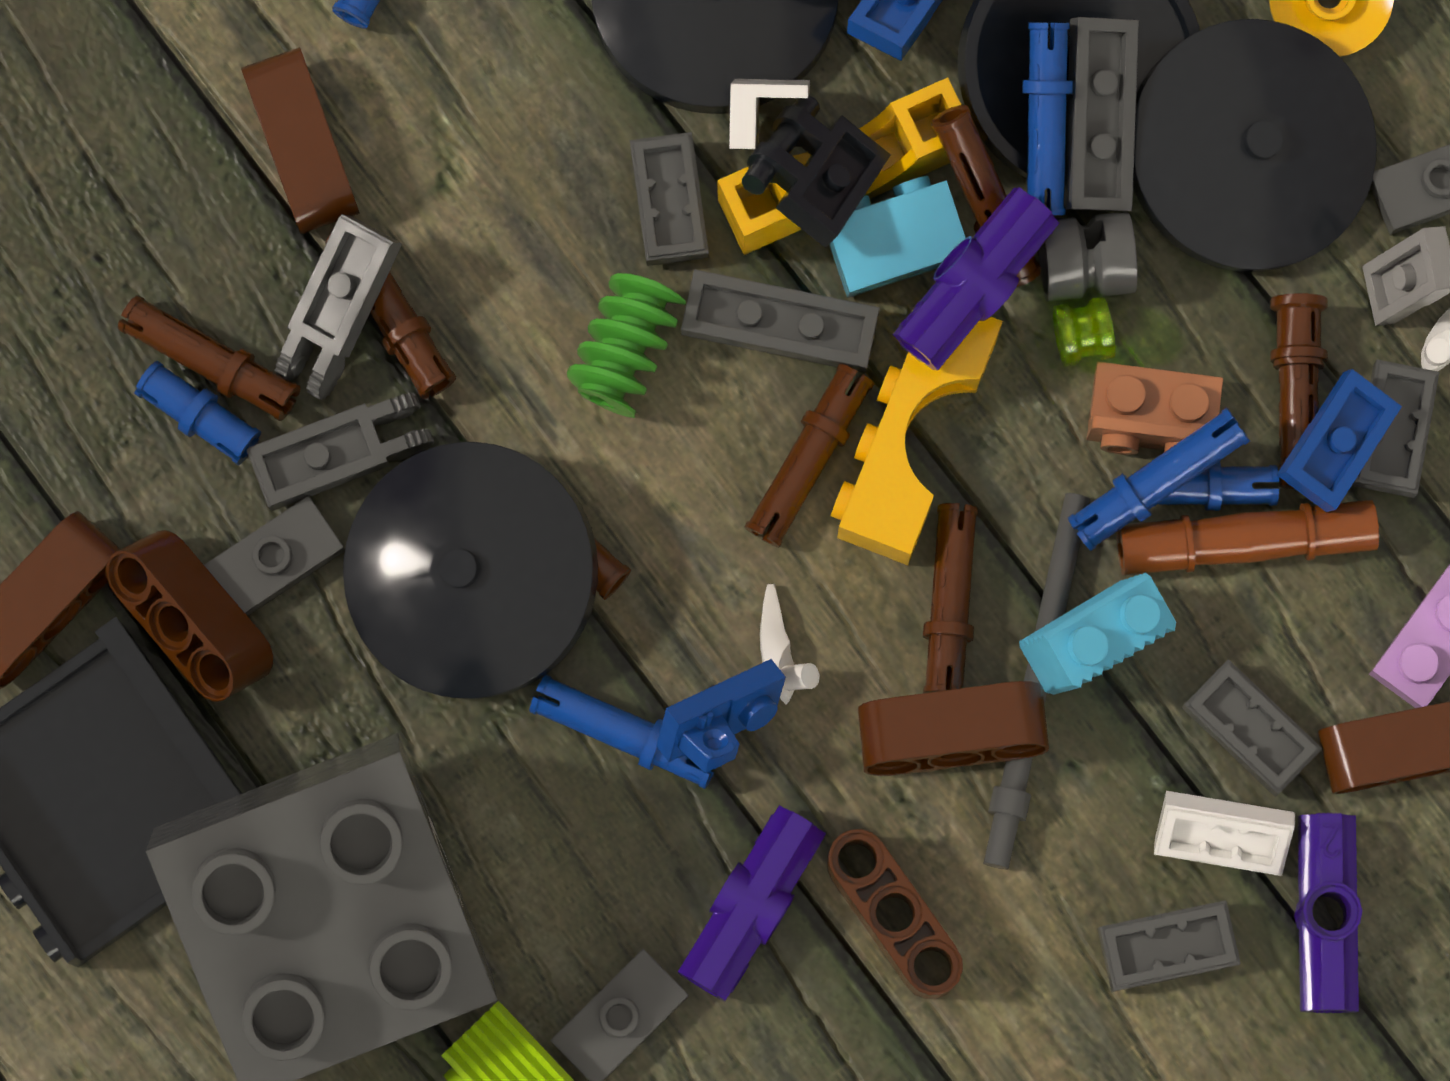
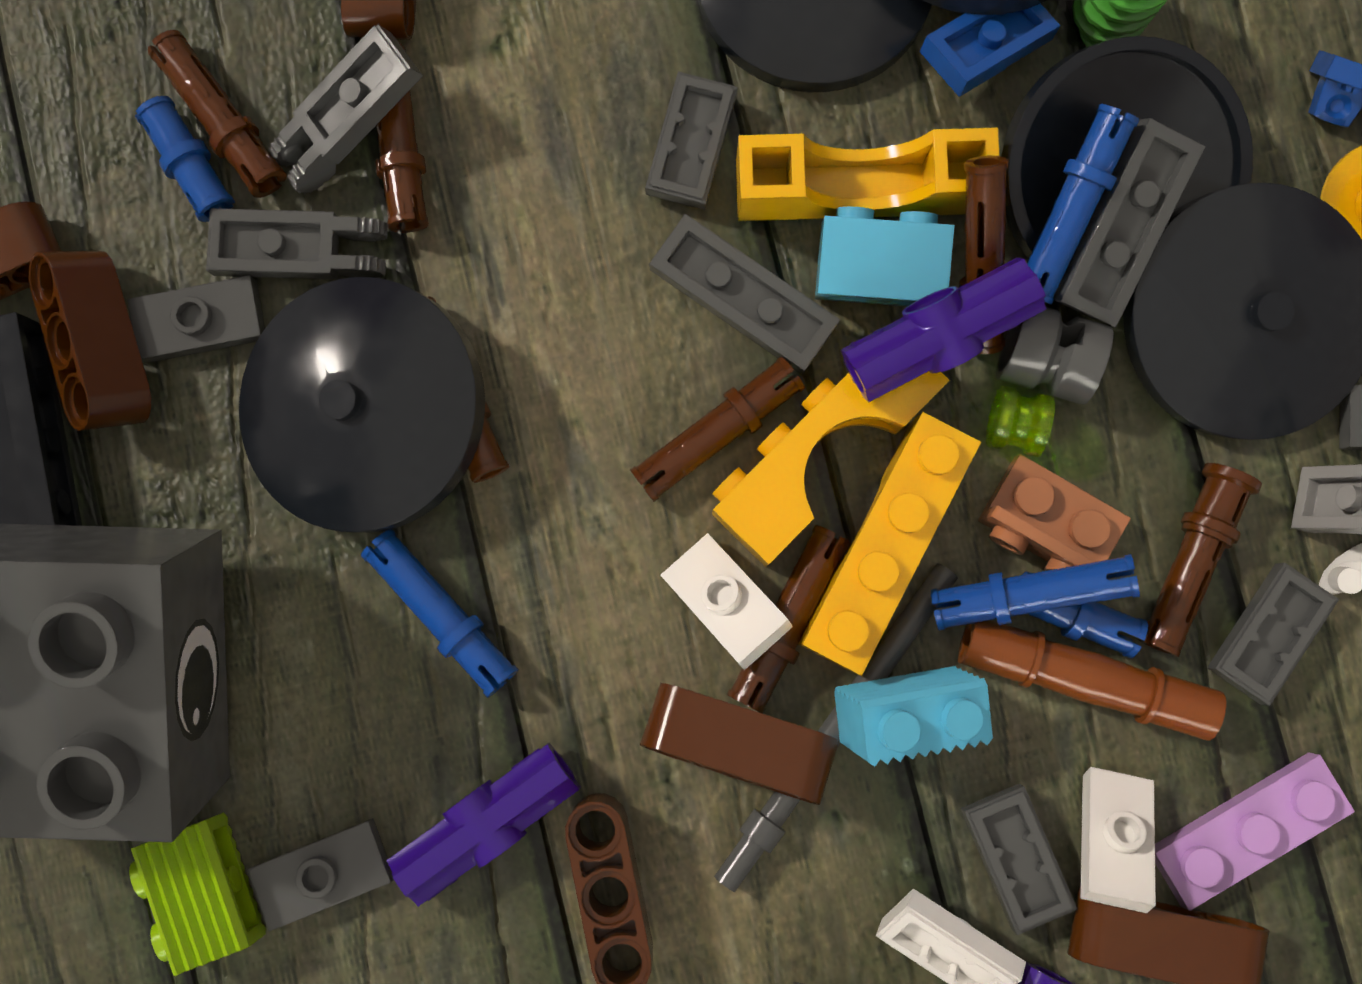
camera: 25 degrees right, 5 degrees up
(623, 341) = (591, 252): bright green piece -> none
(707, 721) = (505, 642): blue hinge -> none
(745, 106) = (796, 74): white panel -> none
(776, 646) = (609, 599): white bar -> none
(832, 180) = (840, 183): black plate -> none
(886, 606) = (726, 601): none -> white plate
(1011, 493) = (889, 543): none -> yellow arch
(1330, 669) = (1118, 840): none -> white plate
(1339, 440) = (1221, 628): blue hinge -> none

